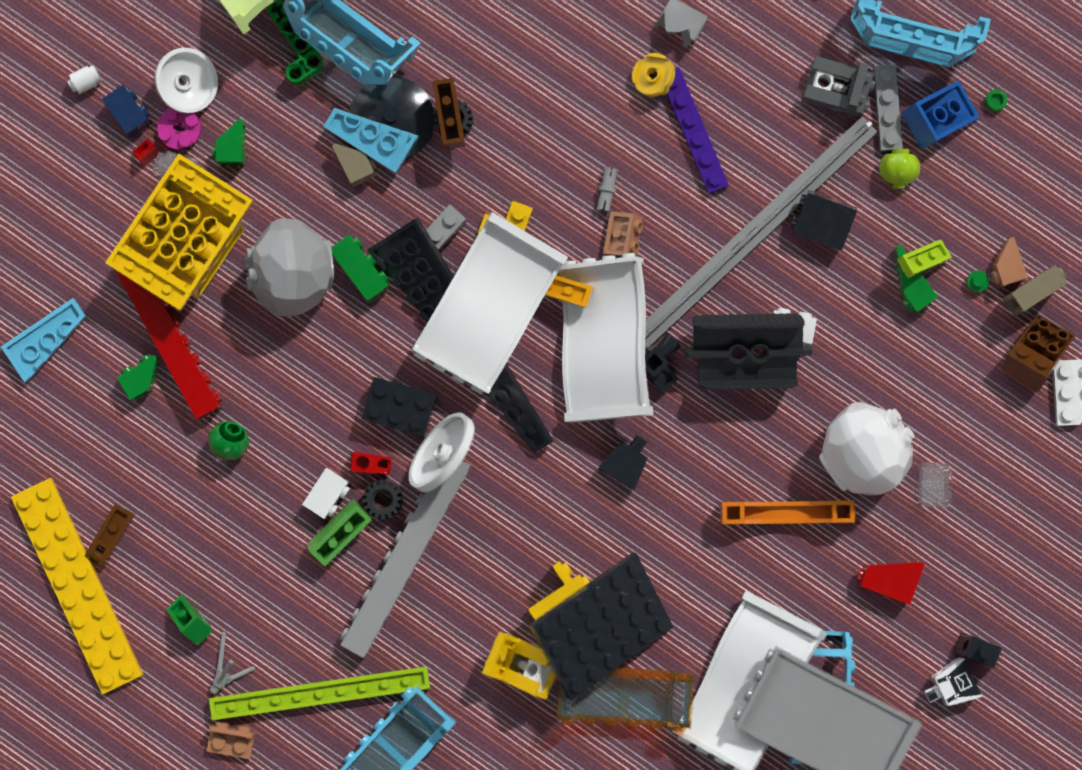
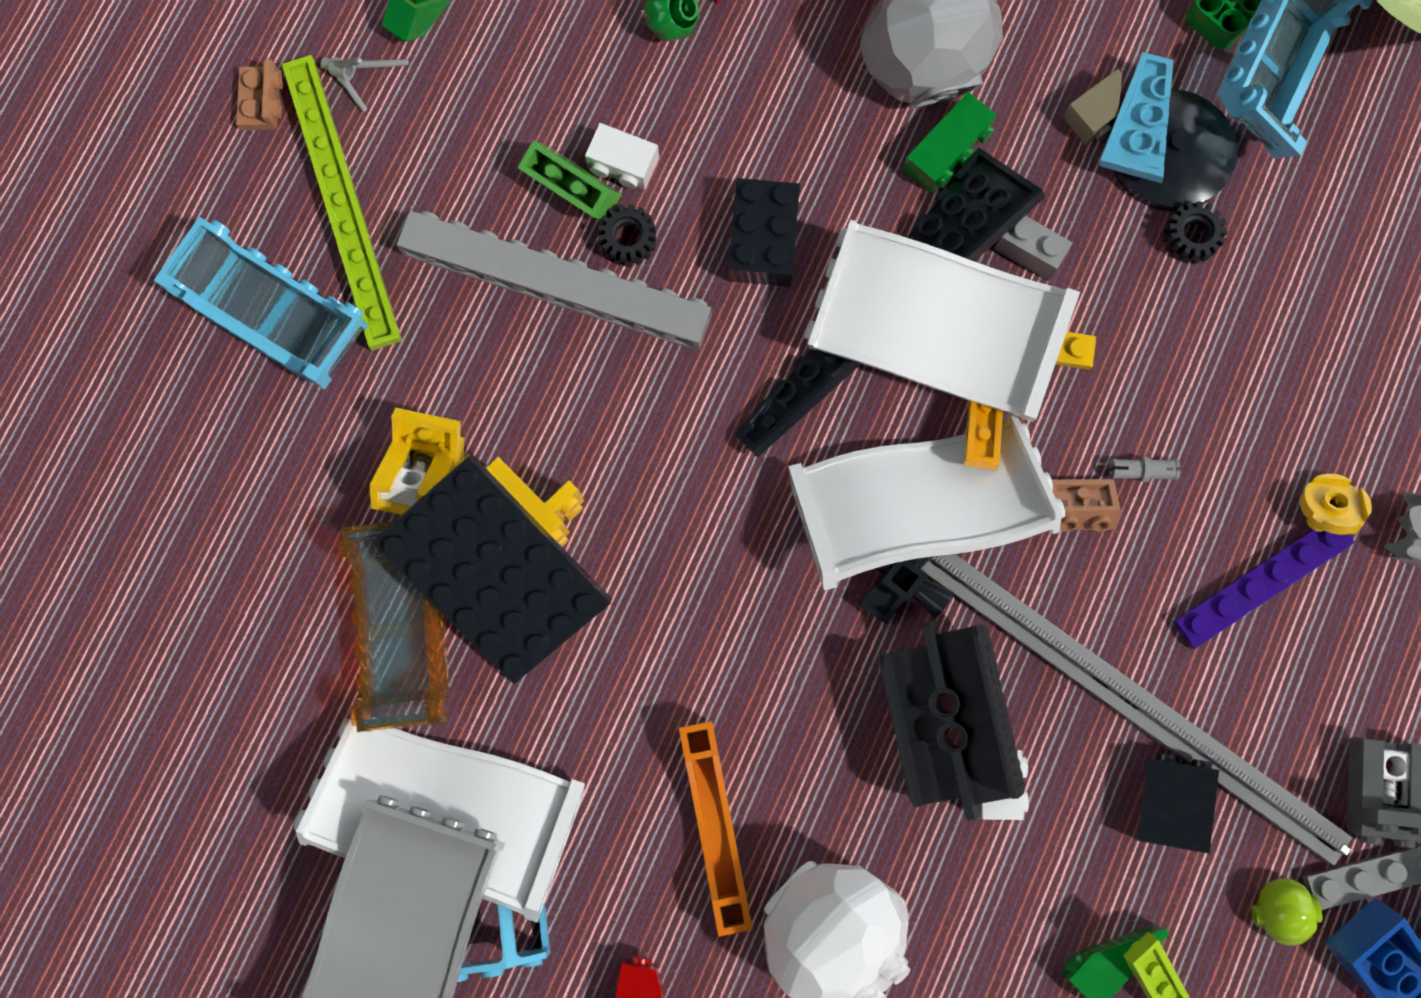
camera: 80 degrees right, 5 degrees down
(370, 463) = (675, 207): red leg -> none
(441, 452) = (707, 292): white dish -> none
(448, 113) = (1206, 213): reddish brown brick -> none
(626, 462) = (745, 569): black torso -> none

